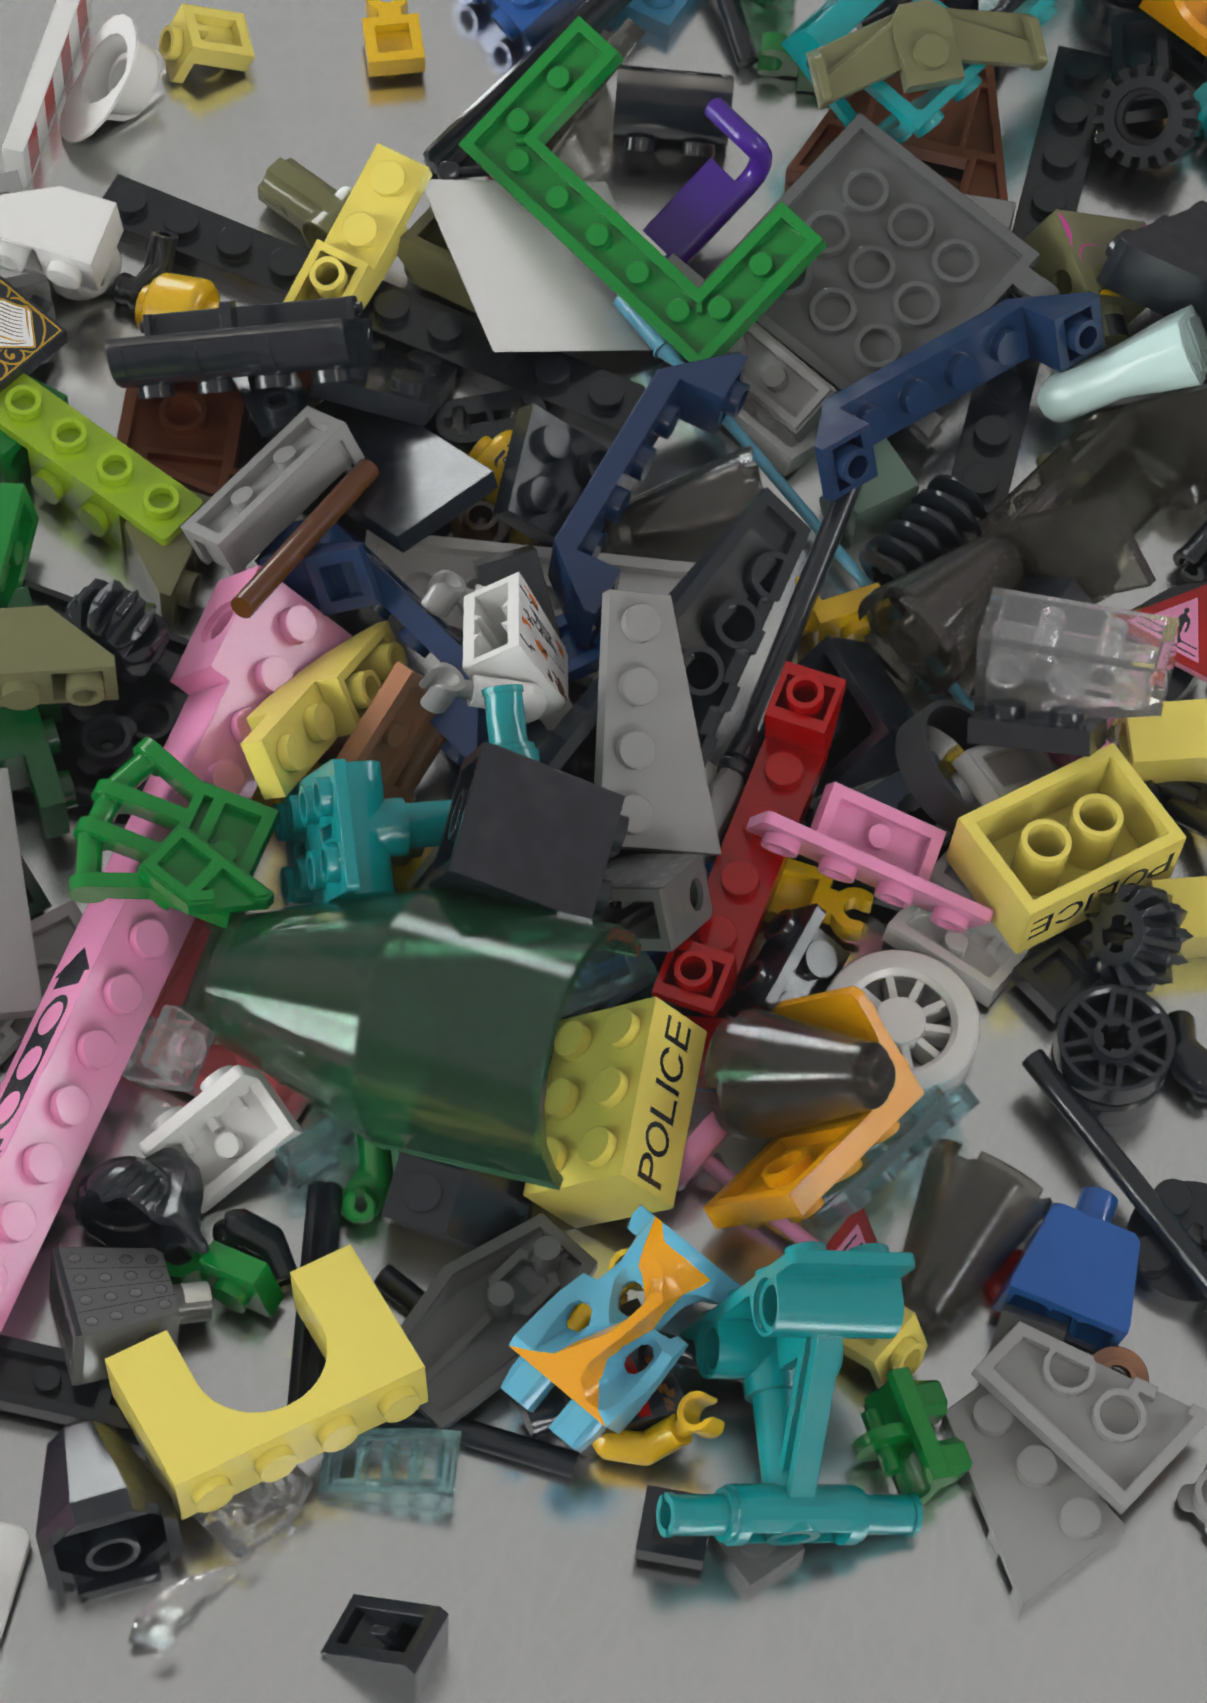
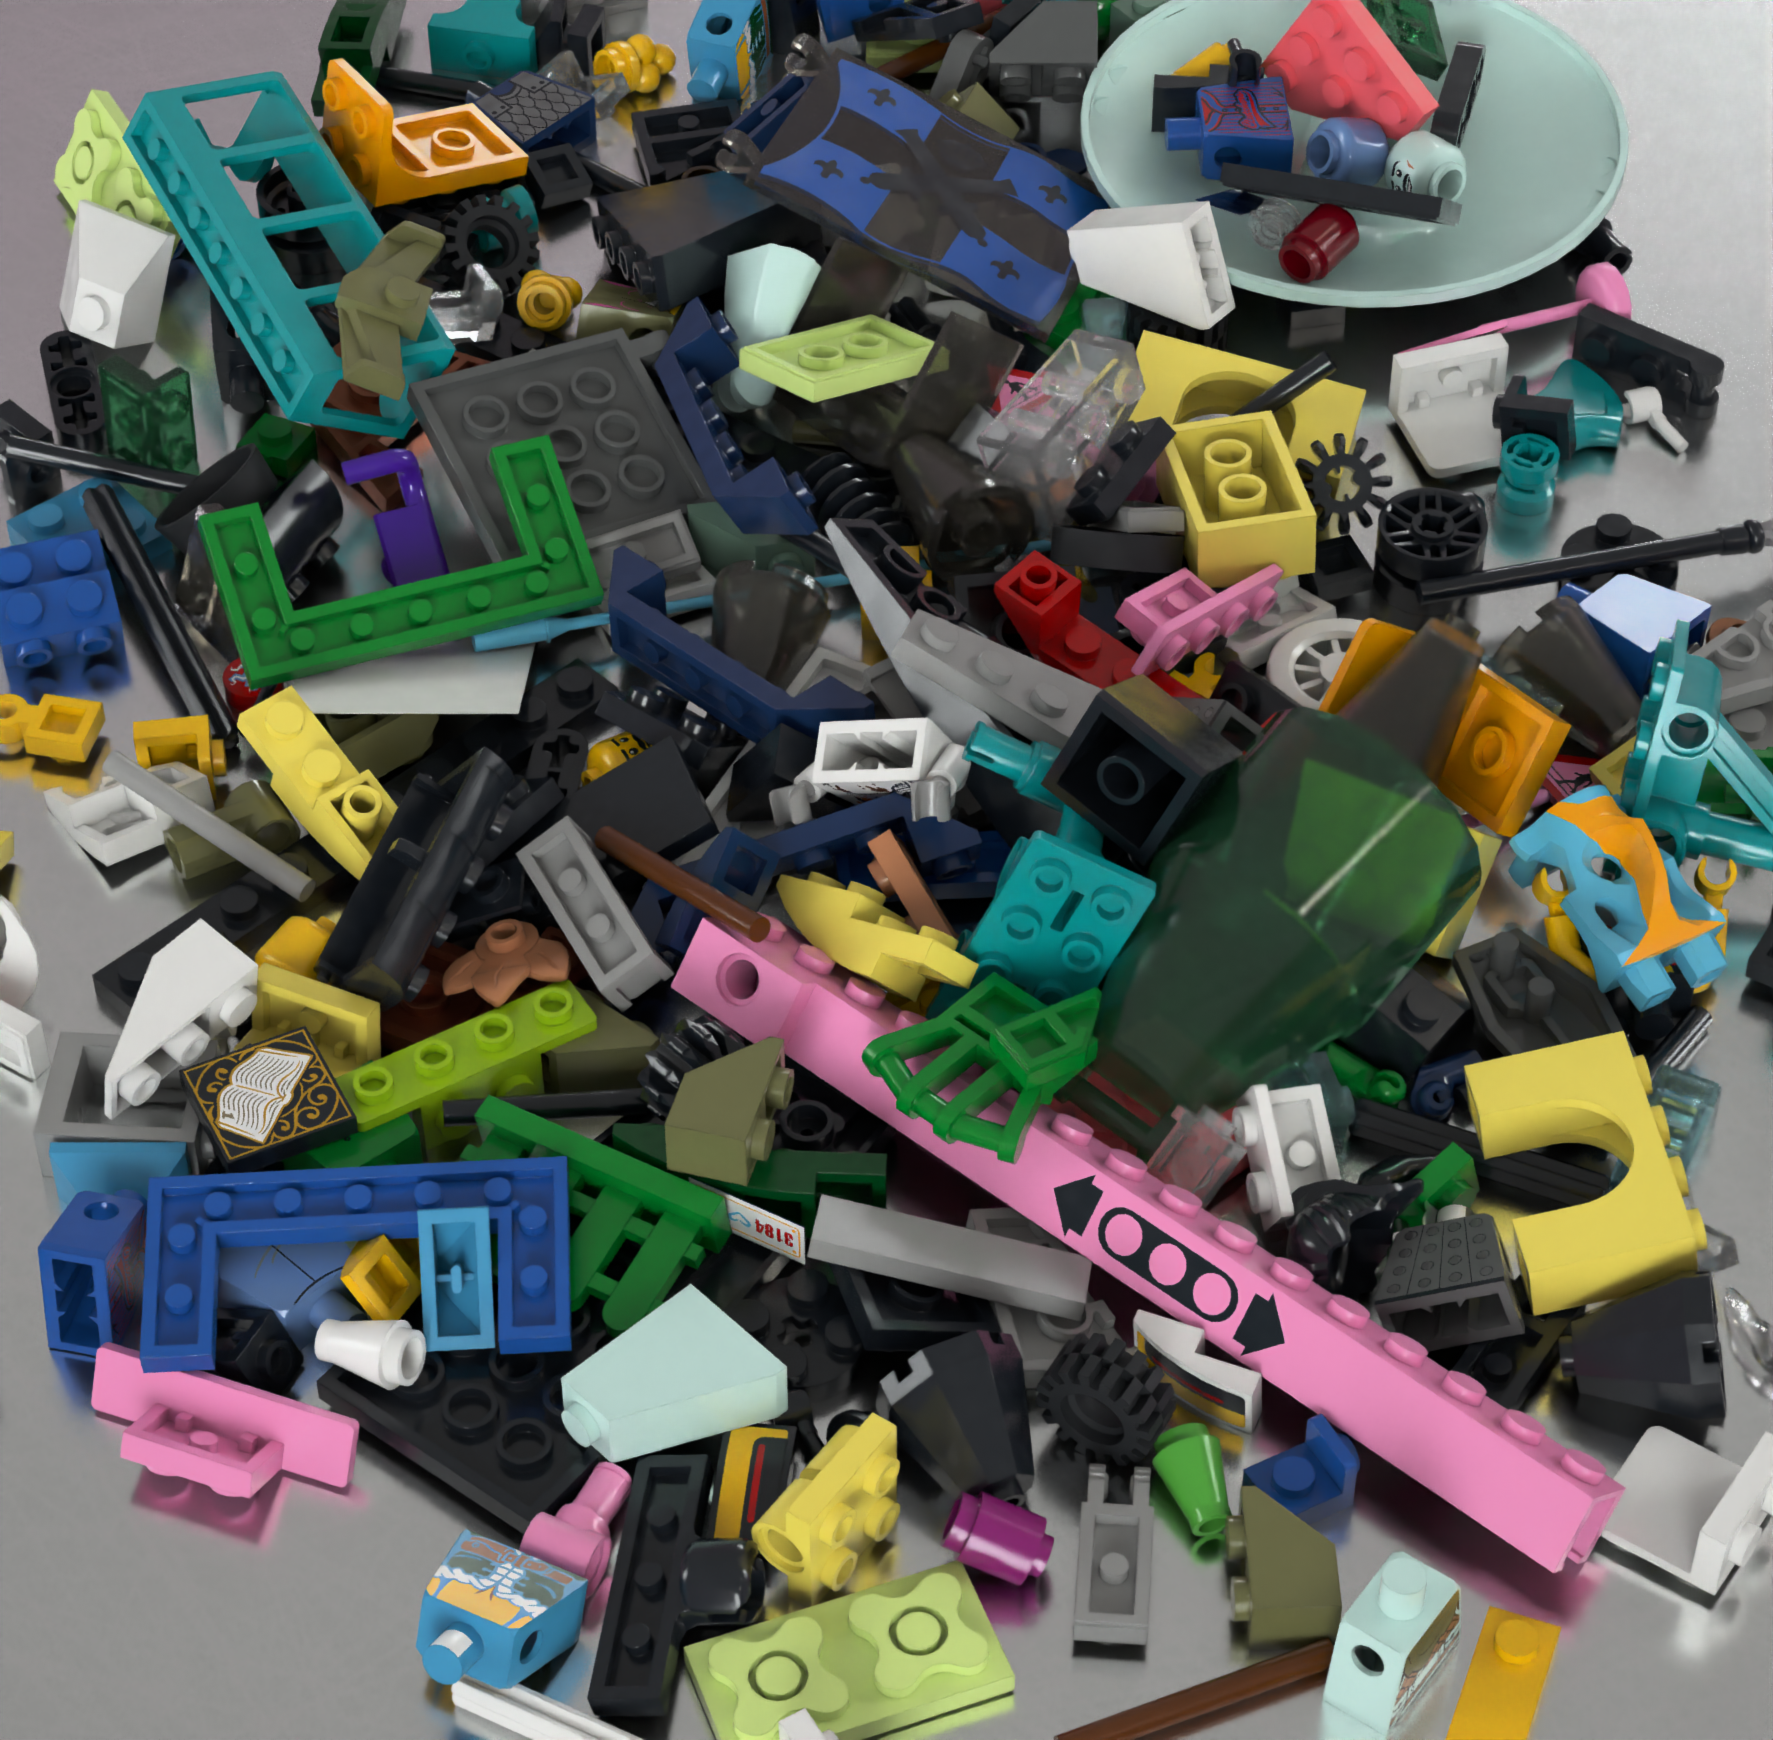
camera: 65 degrees left, 15 degrees down
(57, 524) = (554, 1105): none -> black bar
(82, 362) = (338, 1021): none -> light yellow bracket
(207, 449) = (504, 959): none -> nougat plate
(287, 183) = (209, 826): none -> light grey bar
(320, 129) = (118, 821): none -> white slope
(395, 124) = (182, 741): none -> yellow bracket
(395, 1246) = (1435, 1084): none -> dark blue arm
(696, 40) = (231, 481): none -> black tyre
(1034, 126) = (471, 312): none -> clear bracket
(1102, 449) = (838, 358): none -> yellowish green tile
(1113, 192) = (547, 299): none -> yellow piece

